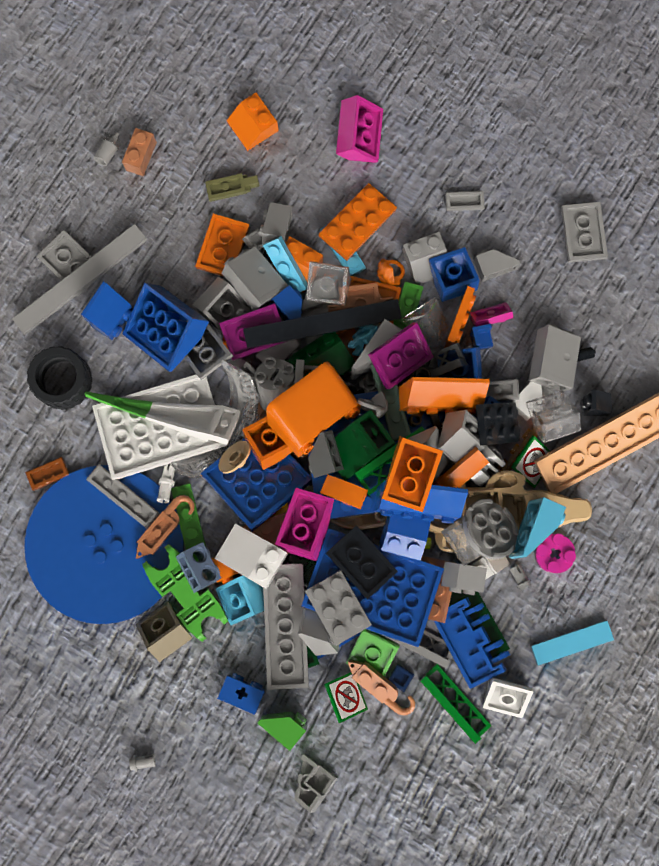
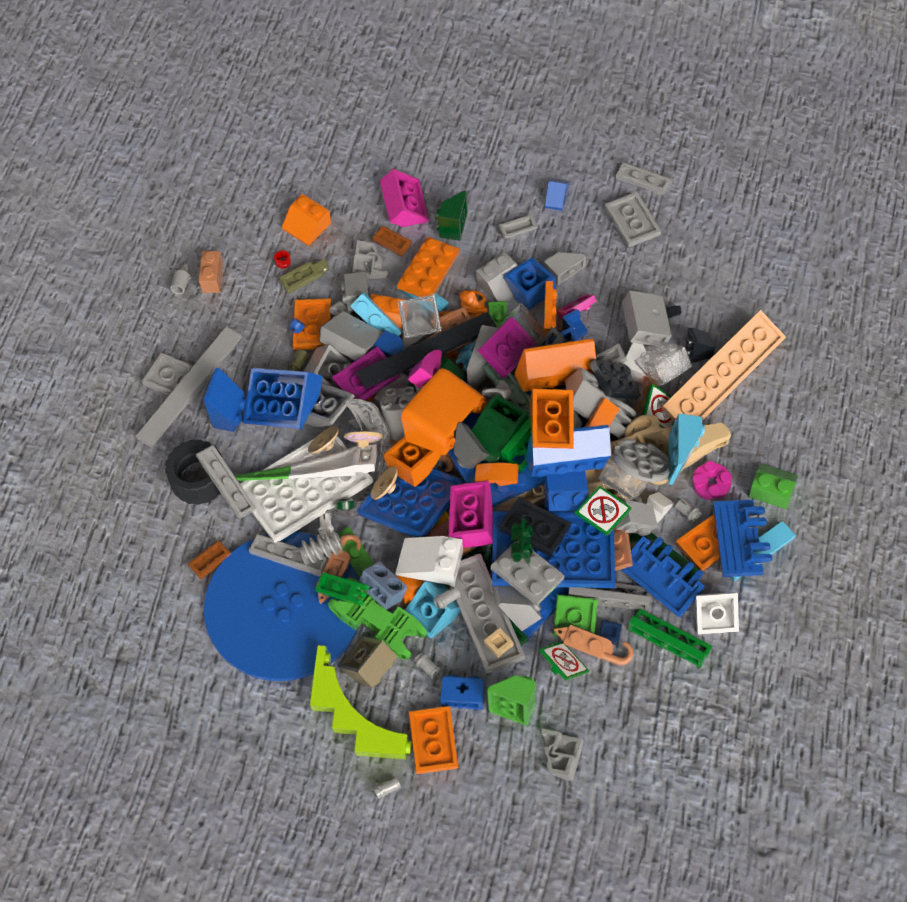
camera: 15 degrees left, 20 degrees down
(81, 404) = (226, 482): none -> light grey tile
(117, 657) = (328, 697): none -> lime arch
(152, 507) = (321, 547): none -> light grey piece
(158, 558) = (341, 588): none -> green hinge
(190, 388) = (324, 440): none -> tan dish
(190, 464) = (342, 504): none -> dark green tile
(192, 288) = (298, 361): none -> olive pin
(199, 731) = (433, 740): none -> orange plate
(205, 246) = (296, 325): none -> blue hinge
(211, 154) = (282, 254): none -> red bush
(218, 653) = (426, 664): none -> light grey pin
(228, 404) = (363, 438): none -> tan dish
(254, 603) = (446, 597): none -> light grey pin
(287, 668) = (498, 642): none -> tan plate
(299, 191) = (367, 260): none -> light grey slope
(311, 353) = (425, 368): none -> dark pink slope
(331, 175) = (392, 241): none -> dark orange plate
(339, 588) = (522, 533): none -> dark green hinge
(401, 170) = (452, 216): none -> dark green slope
(433, 569) = (603, 510): none -> piece
(518, 174) = (556, 194): none -> slope
(531, 617) = (701, 544): none -> orange plate
(554, 627) = (738, 541): none -> blue hinge
(612, 185) = (643, 178): none -> light grey tile
(614, 579) = (773, 486): none -> bright green slope

